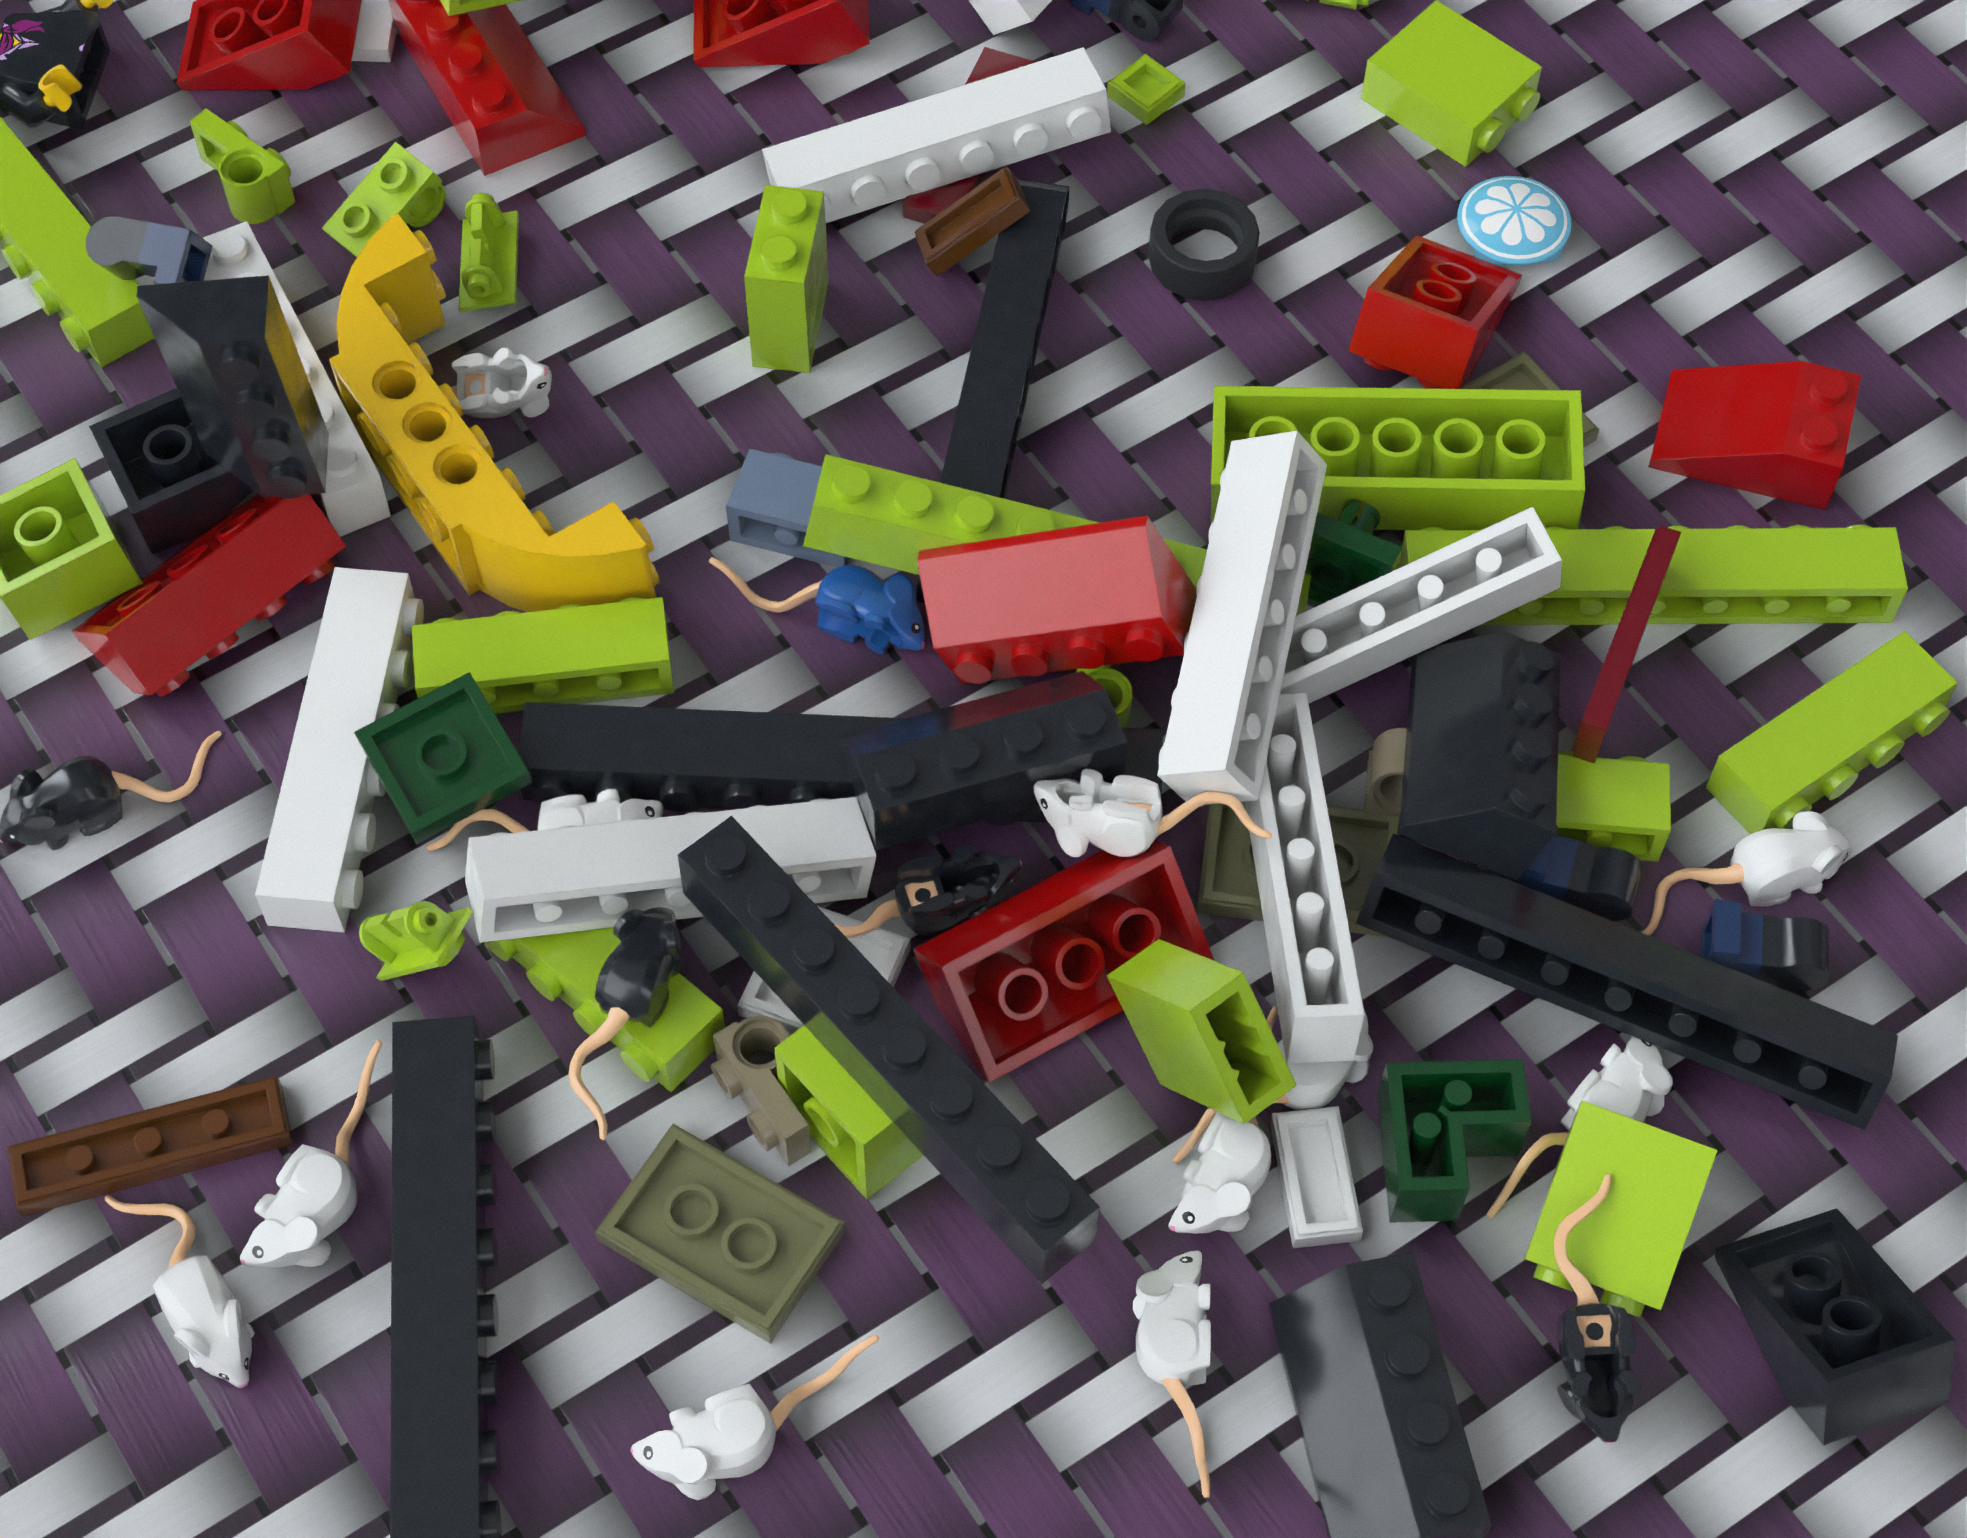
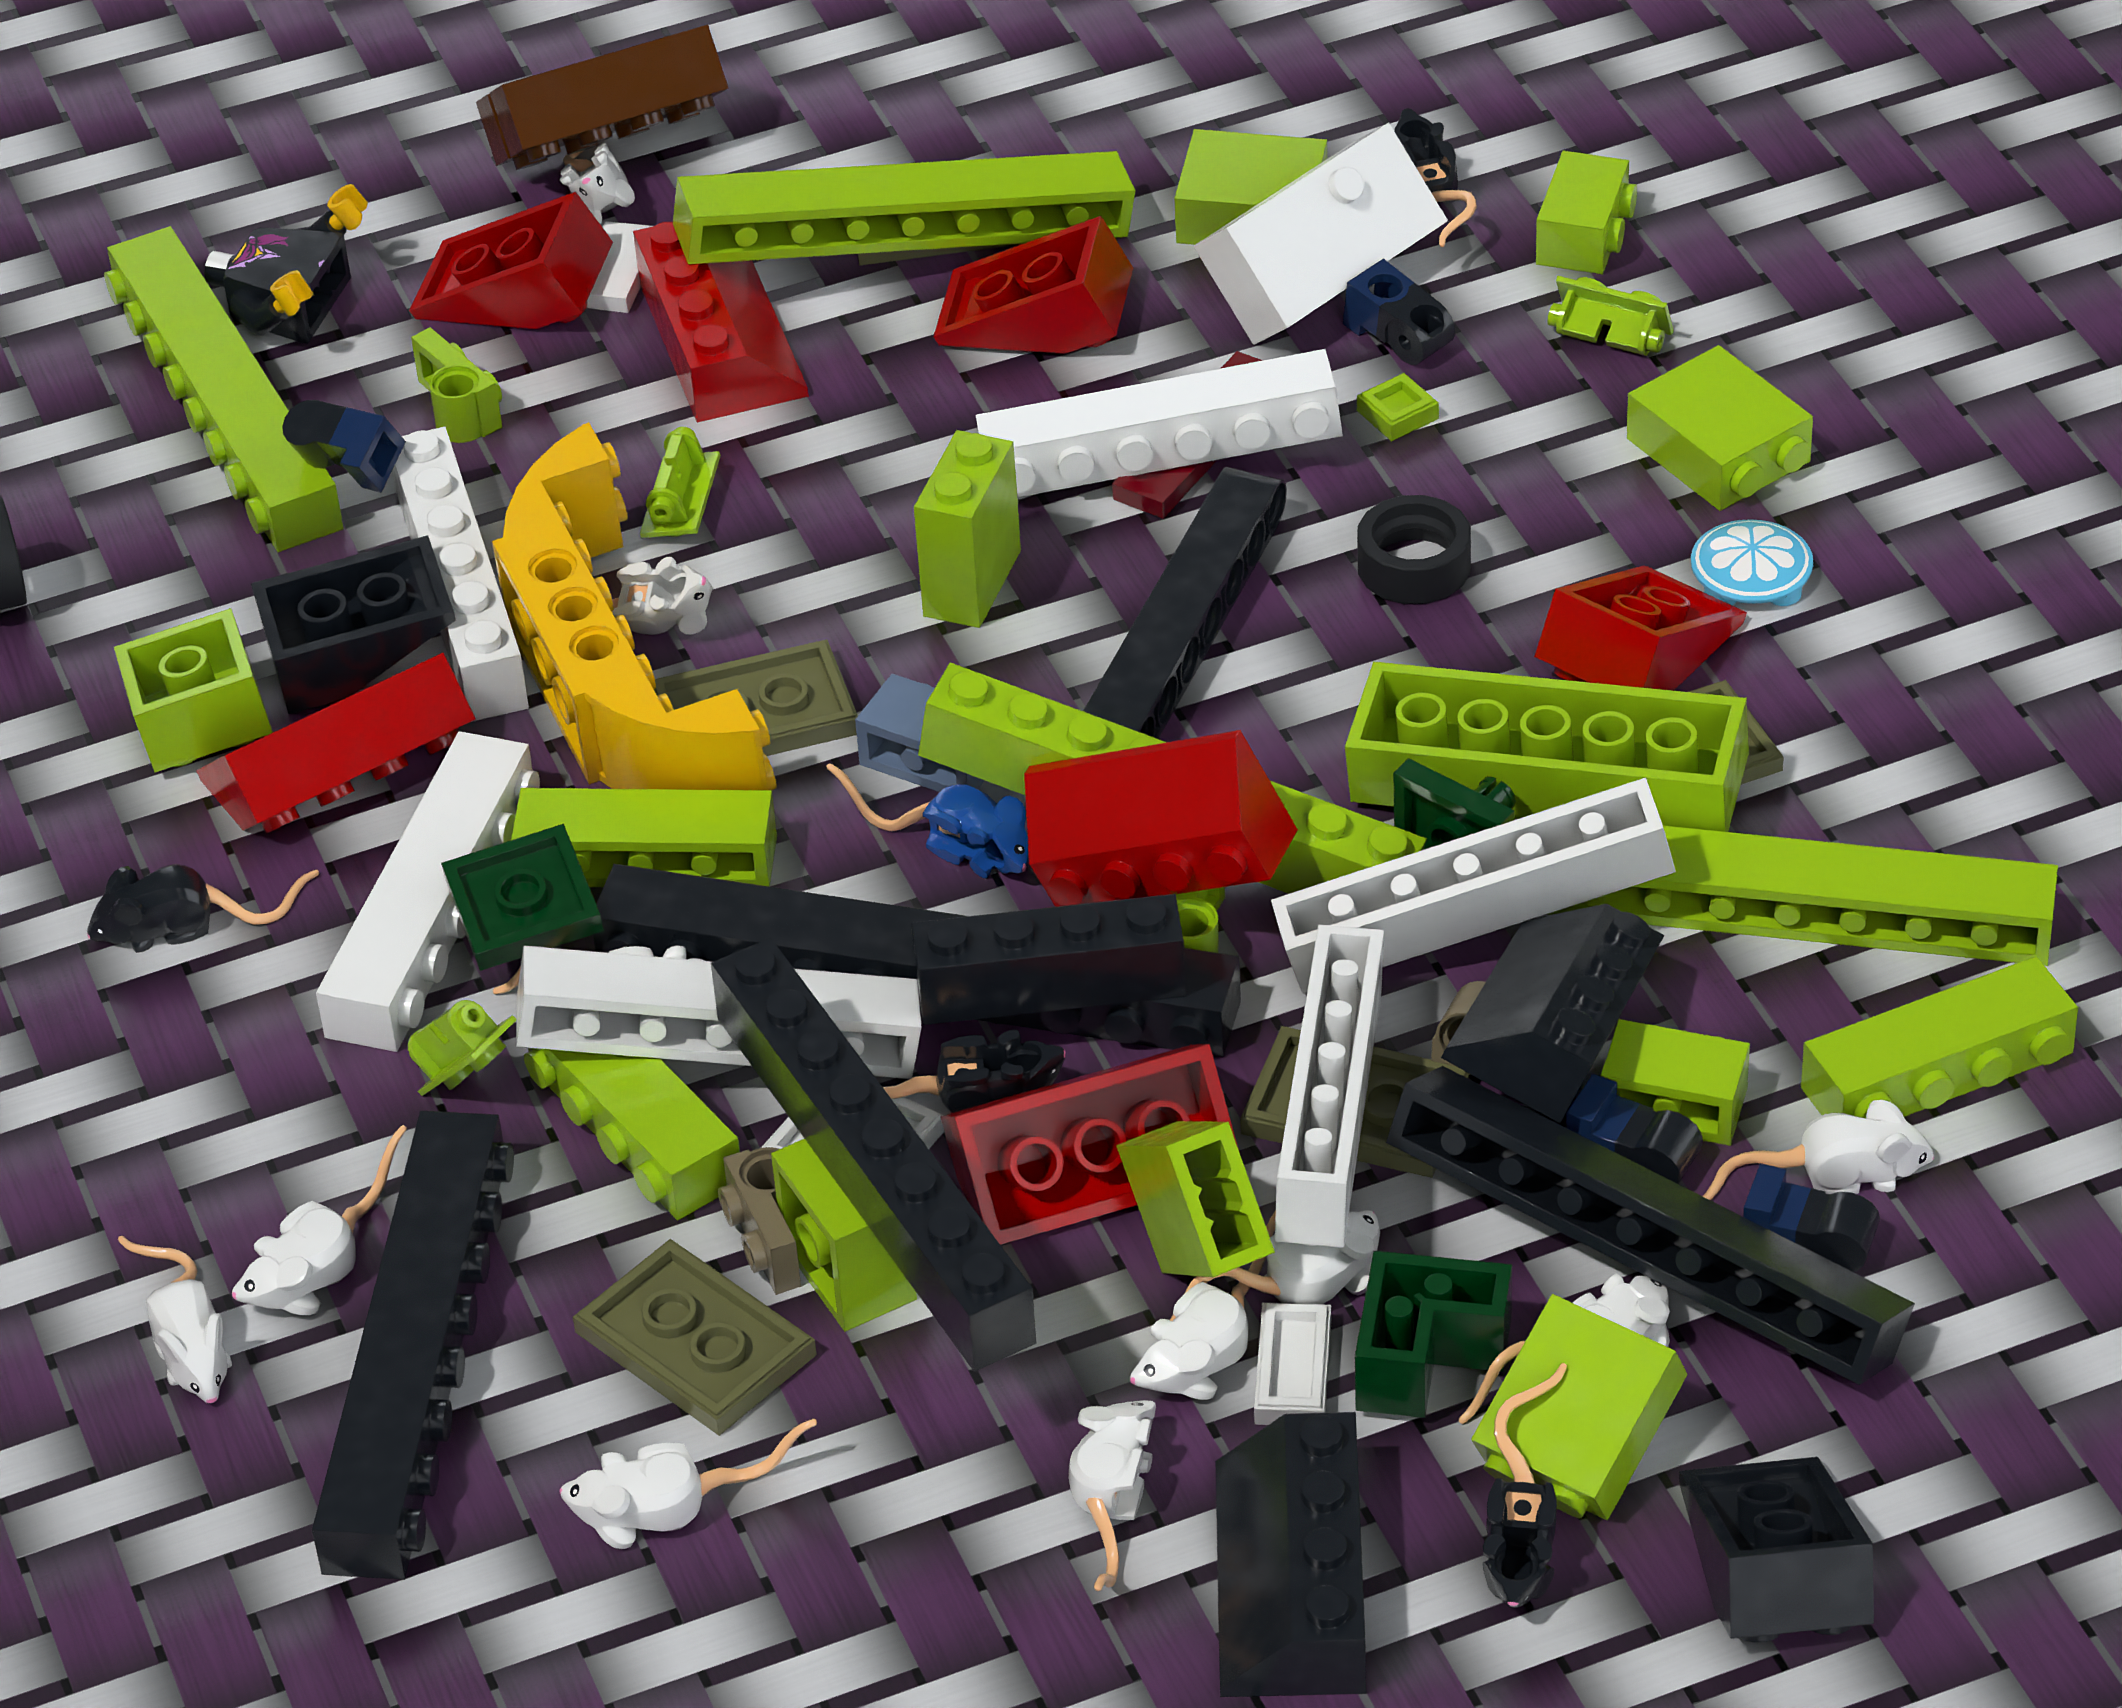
camera: 15 degrees right, 15 degrees down
(149, 1146) = (169, 1199): reddish brown tile -> none
(241, 381) = (398, 533): black slope -> none
(393, 186) = (611, 413): lime plate -> none
(631, 986) = (653, 1098): black animal -> none
(640, 467) = (792, 688): none -> olive tile
(972, 221) = (1174, 500): reddish brown tile -> none
(1118, 815) = (1163, 1012): white animal -> none
(1243, 618) = (1329, 849): white brick -> none
(1625, 644) = (1728, 926): dark red tile -> none
(1759, 428) = (1956, 772): red slope -> none

